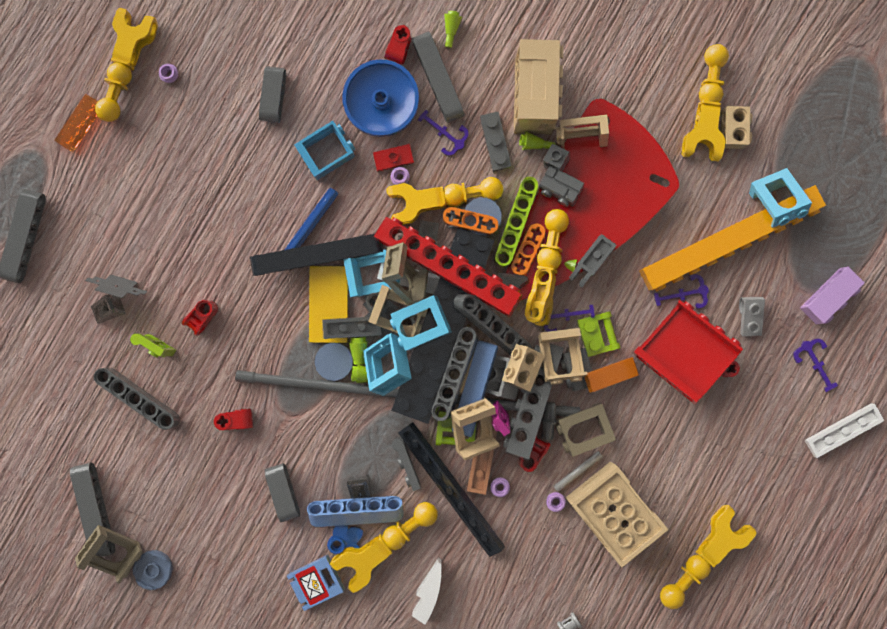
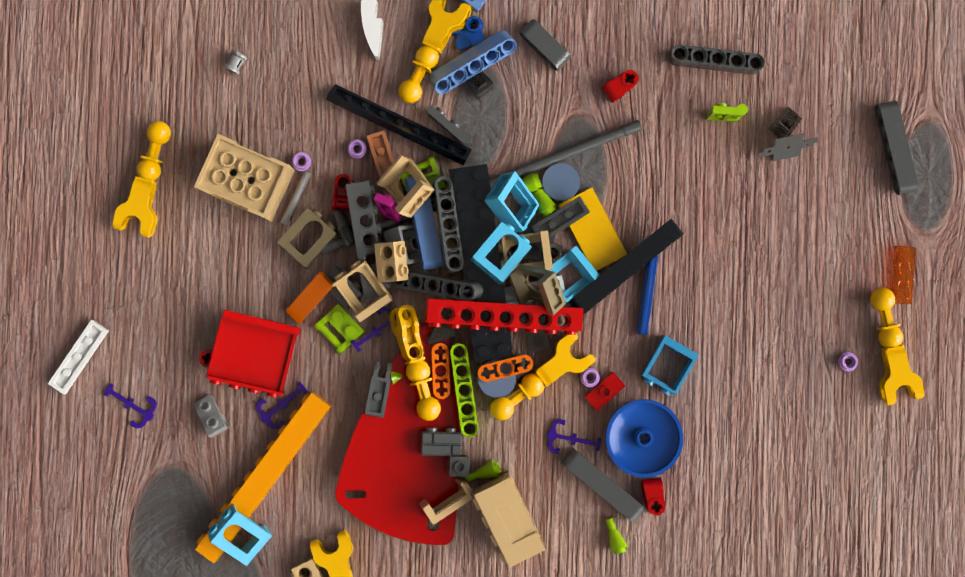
camera: 150 degrees right, 0 degrees up
(197, 319) = (700, 156): red piece -> none
(272, 94) = (743, 391): dark grey beam -> none
(495, 141) = (521, 454): dark grey plate -> none
(832, 296) = (147, 471): lavender brick -> none

